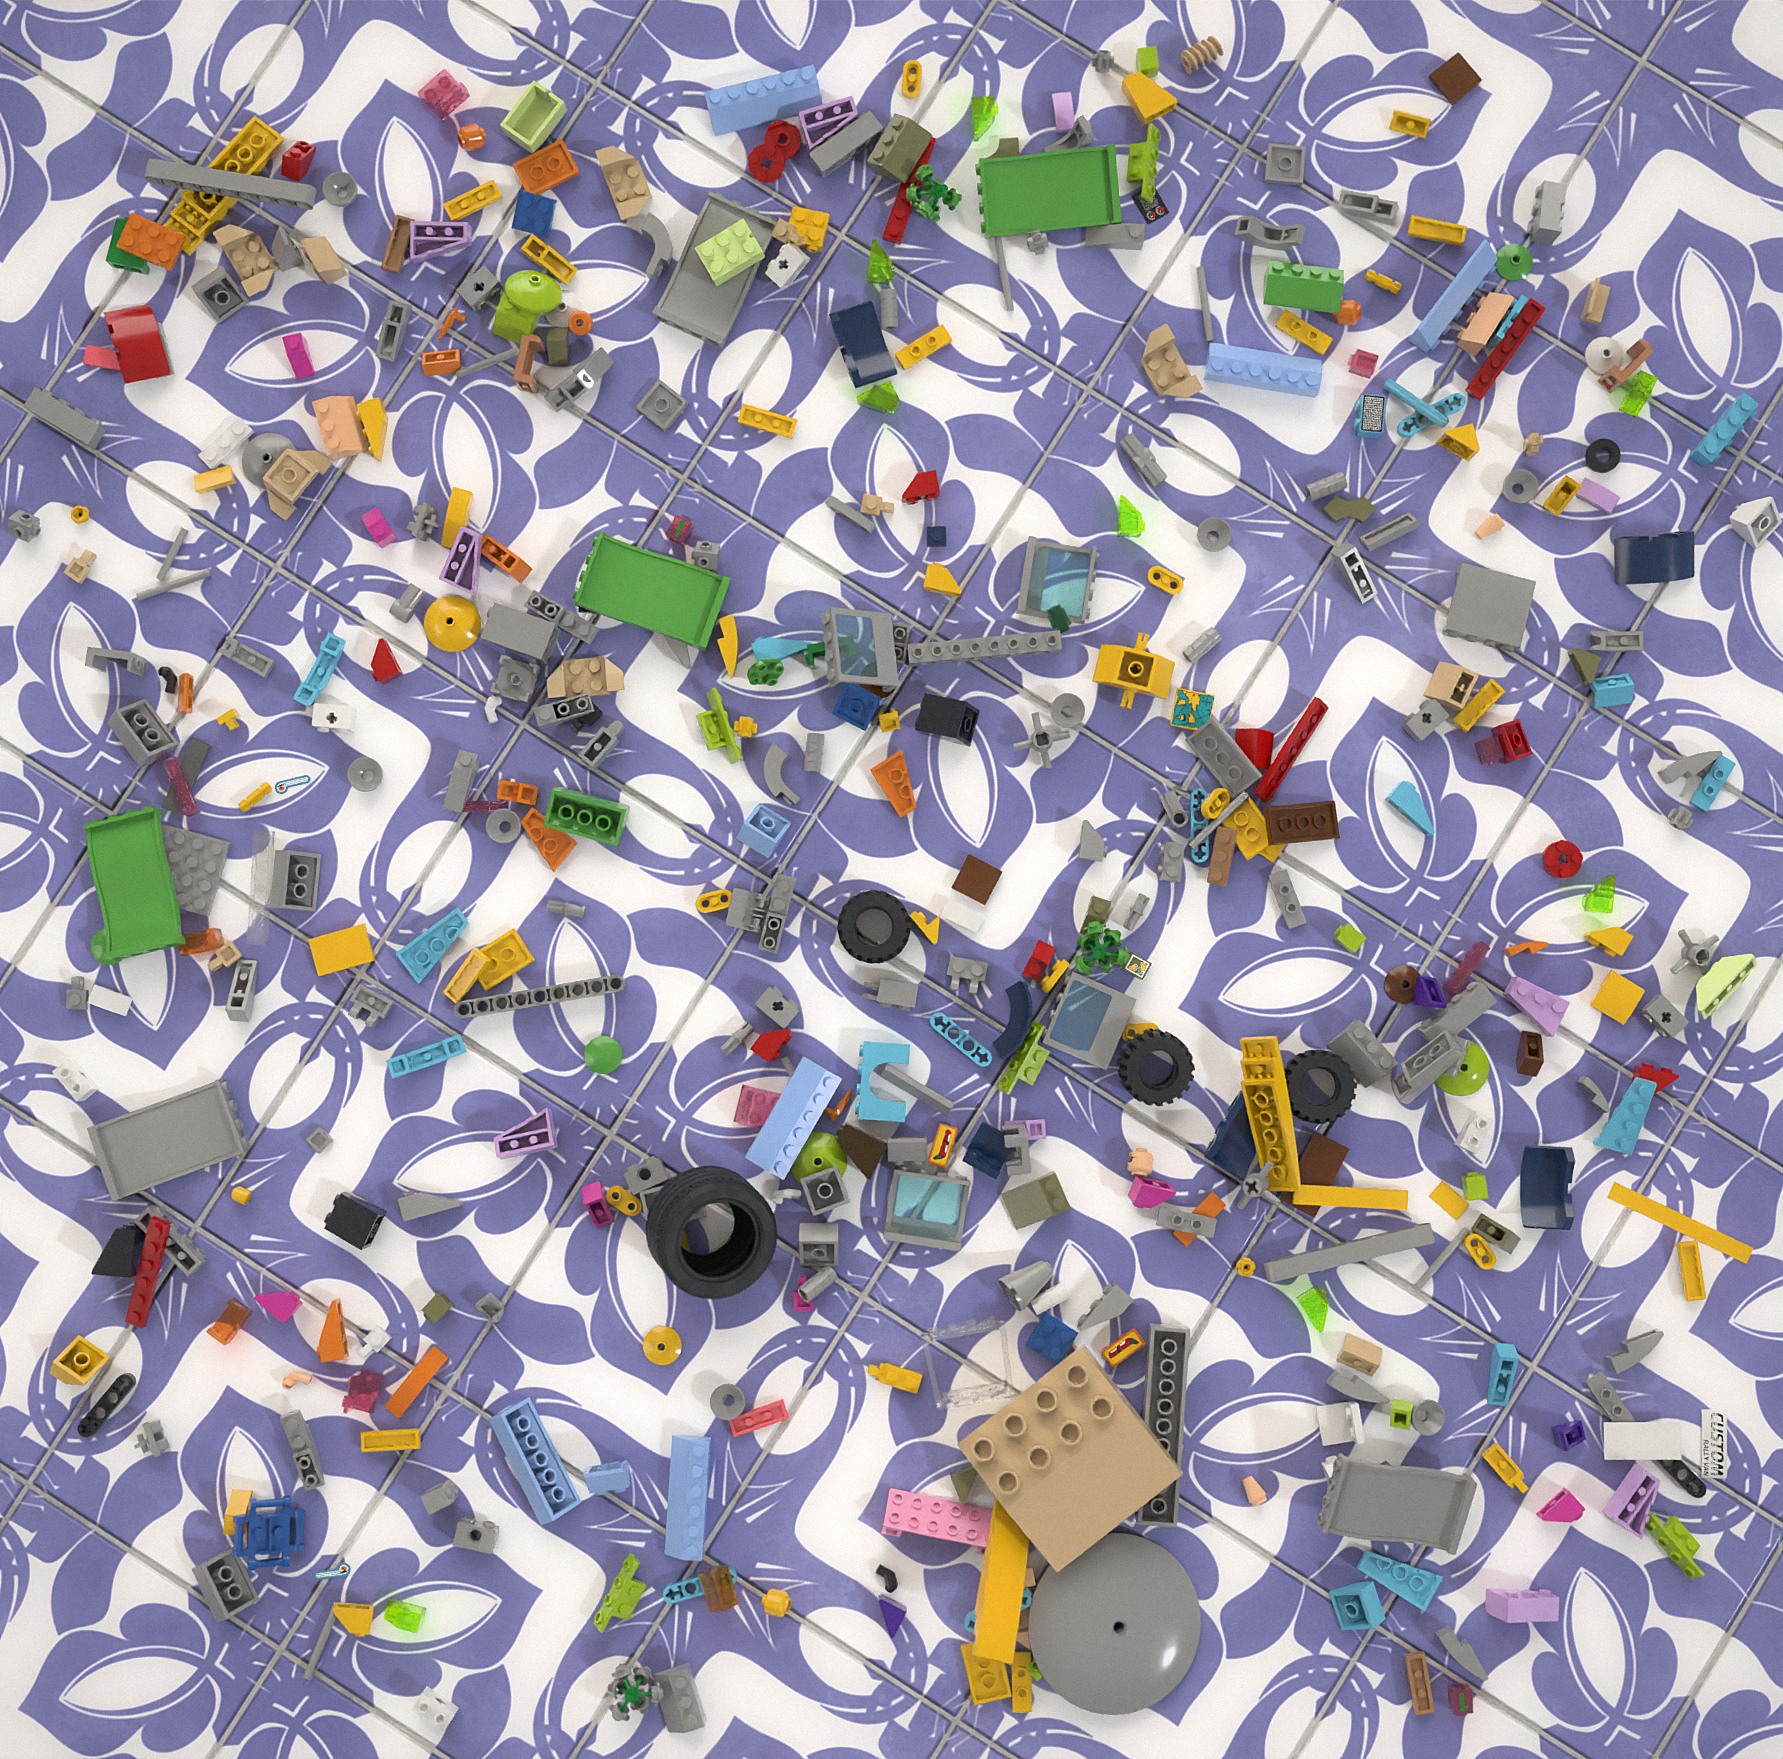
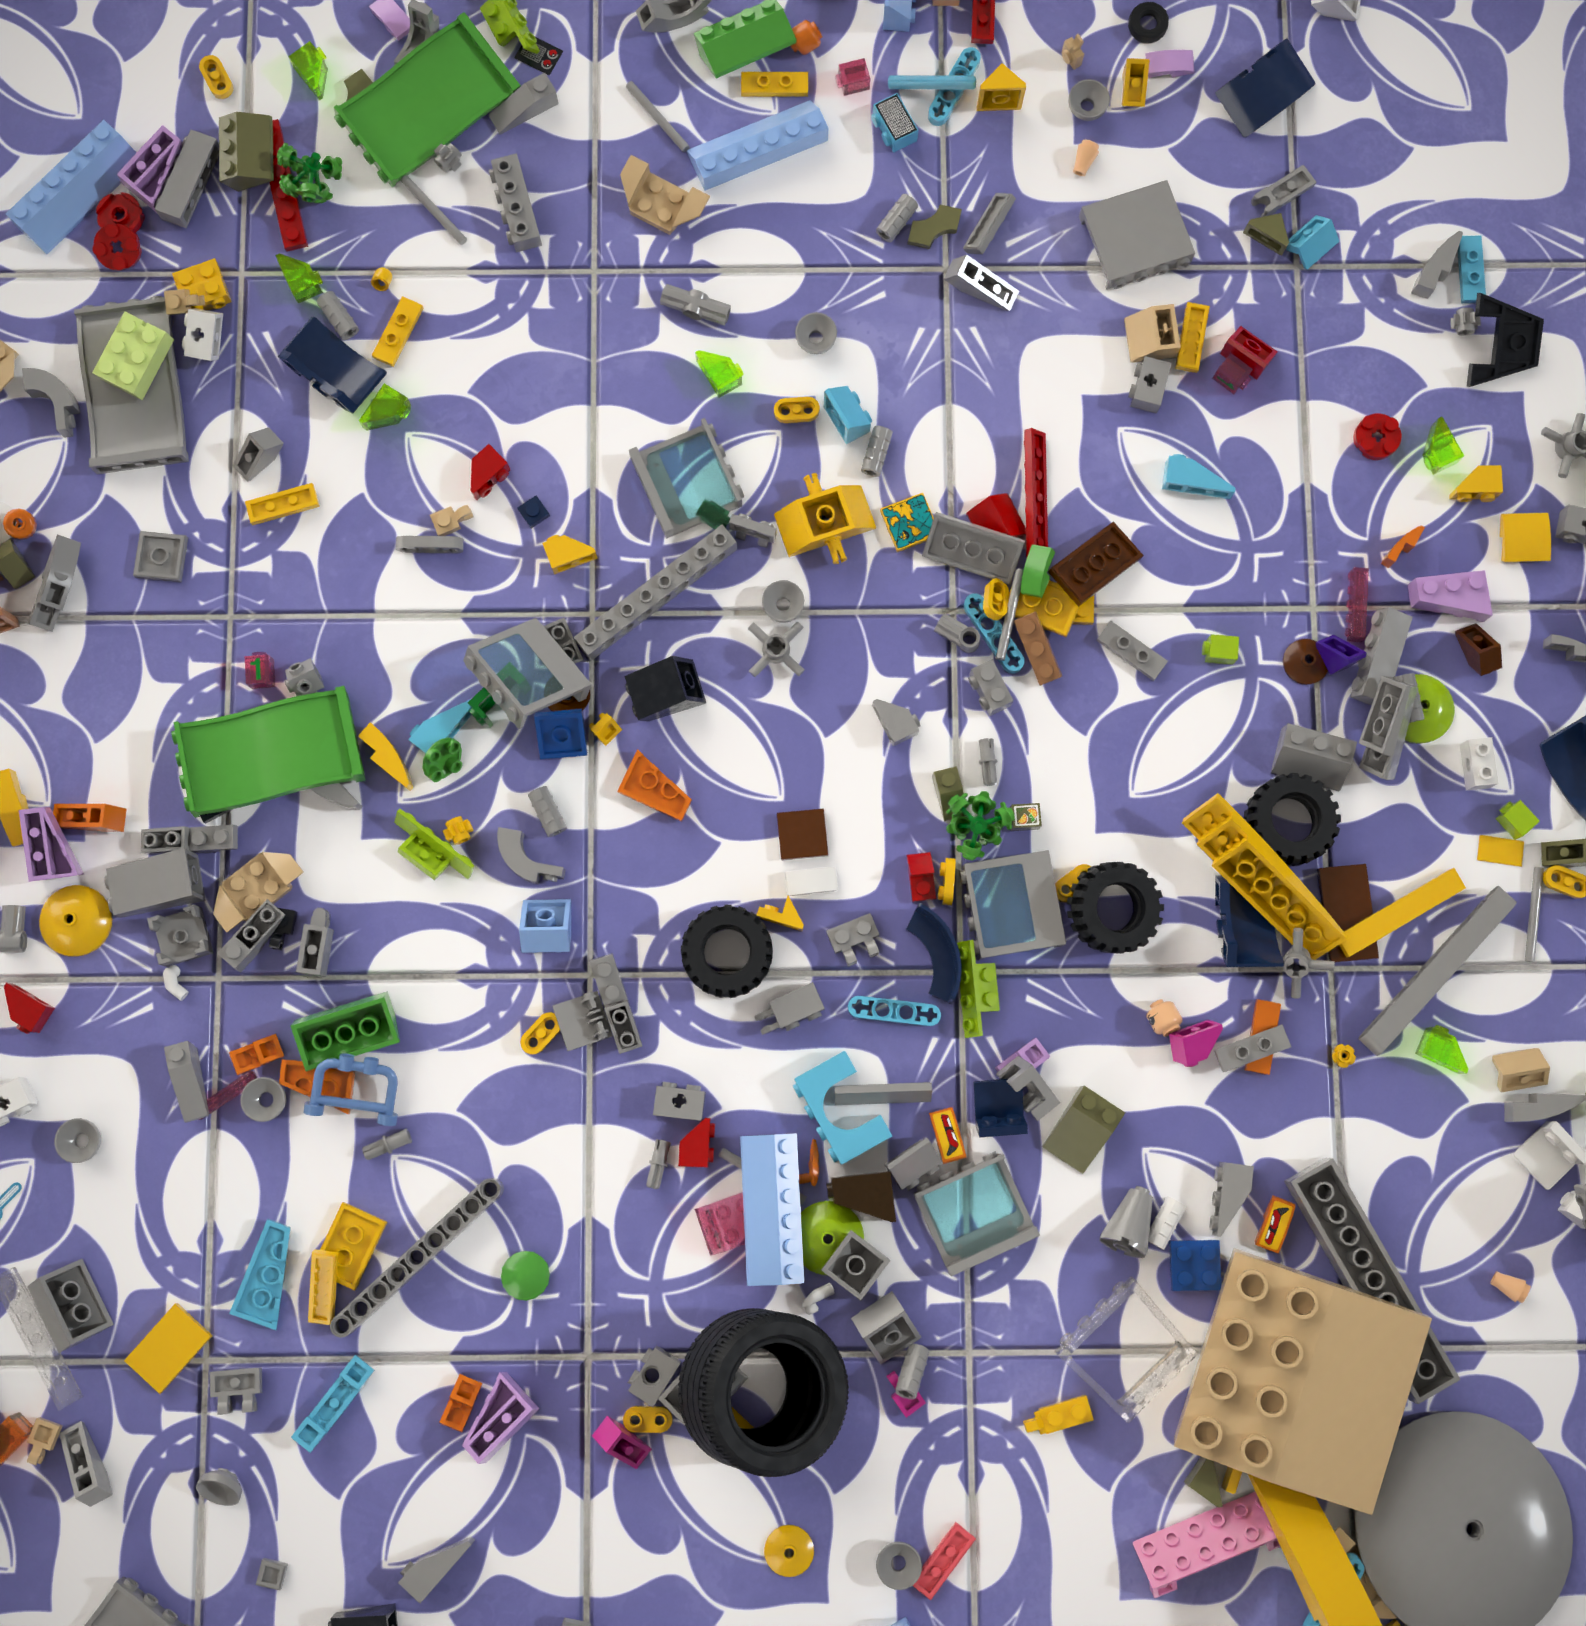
camera: 35 degrees left, 5 degrees down
(320, 1062) = (220, 1487): none -> light grey piece
(509, 1110) = (460, 1403): none -> orange slope
(587, 850) = (346, 1063): none -> medium blue bar
(772, 374) = (257, 453): none -> light grey slope
(939, 301) = (384, 275): none -> yellow piece
(981, 1492) = (1231, 1480): none -> yellow tile
(1064, 306) = (516, 203): none -> light grey brick
(1085, 652) = (745, 526): none -> light grey plate
(1198, 605) = (846, 413): none -> medium azure slope
(1252, 805) = (1035, 571): none -> bright green slope
(1705, 855) = (1514, 344): none -> black wing

